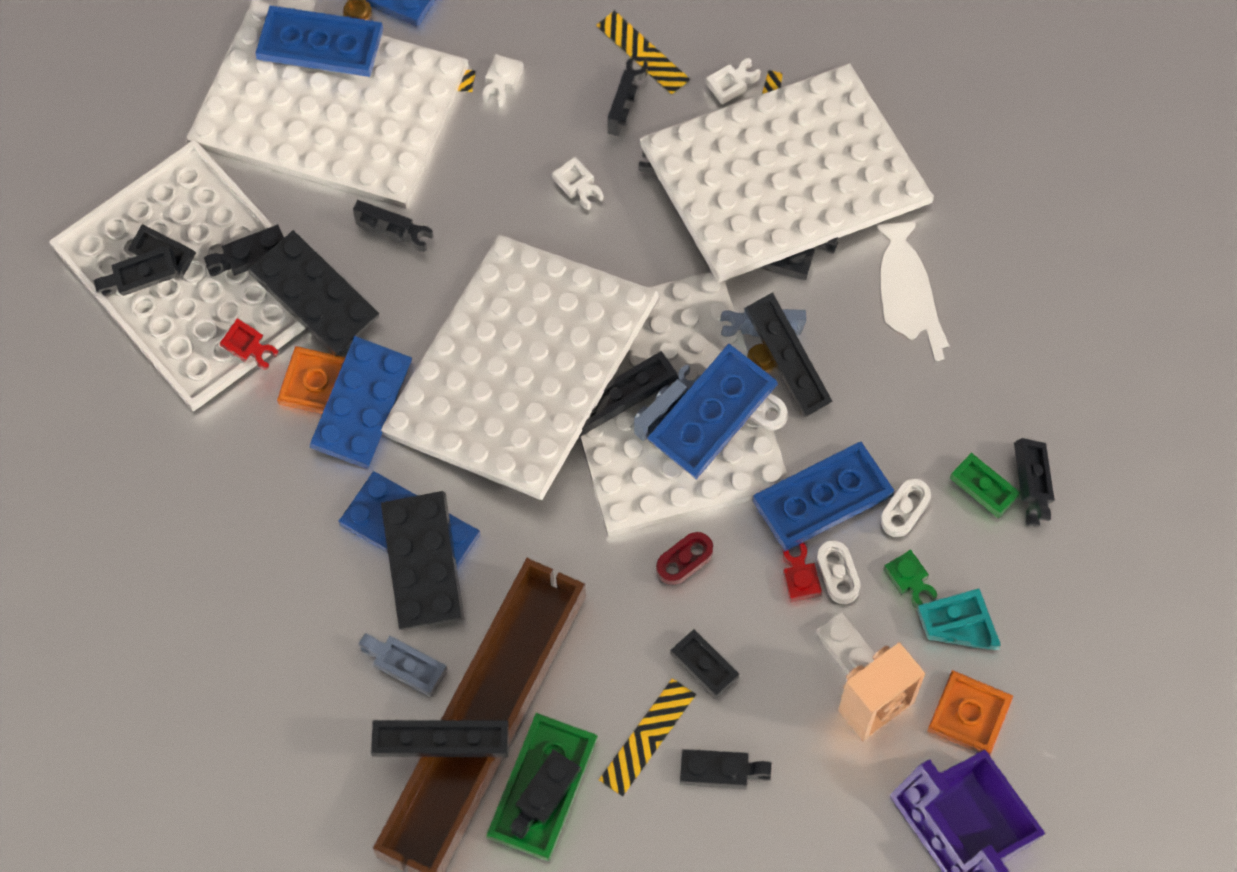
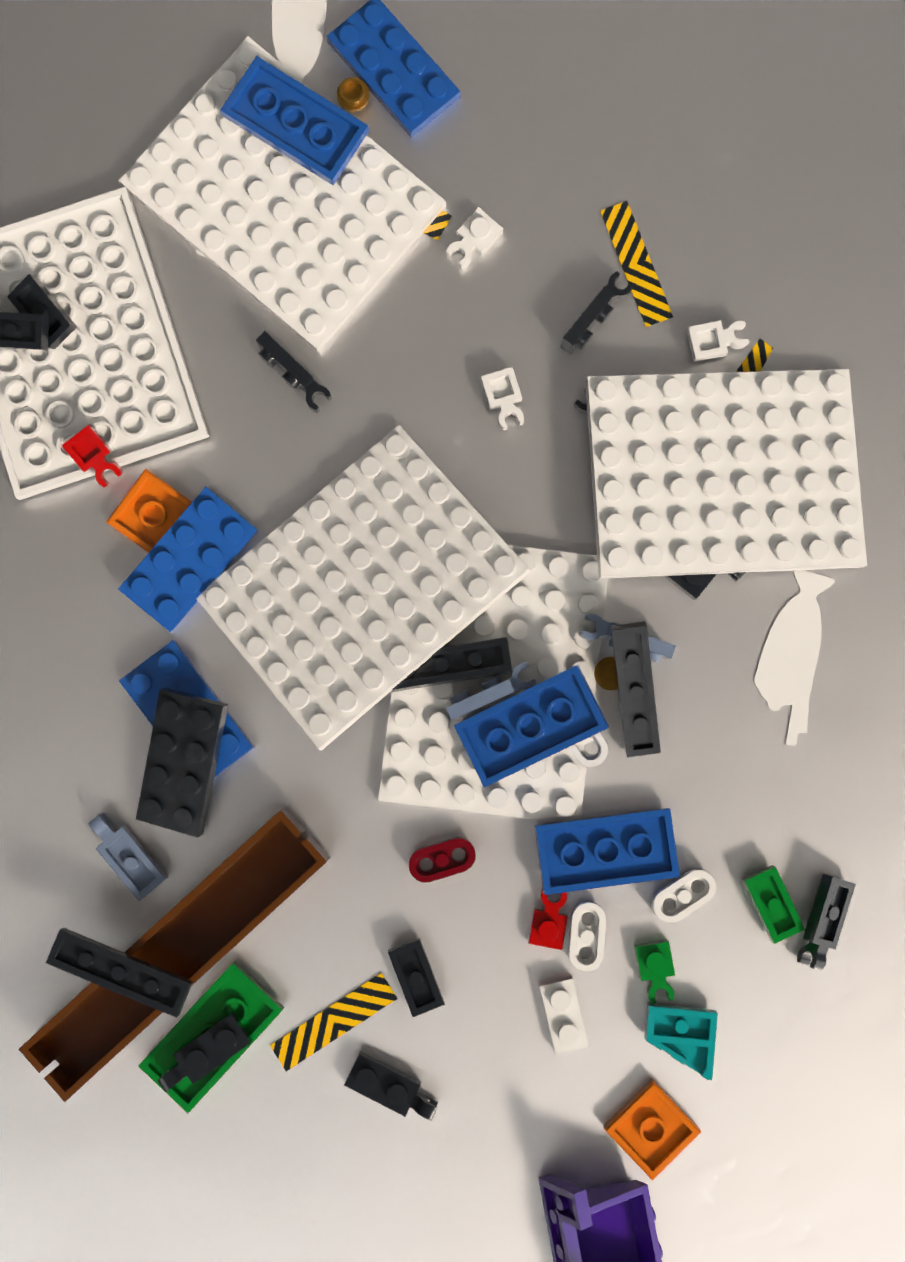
camera: 20 degrees right, 20 degrees up
(243, 252) = (133, 346): black plate -> none
(314, 293) = (180, 421): black plate -> none
(880, 690) = (569, 1097): light nougat brick -> none

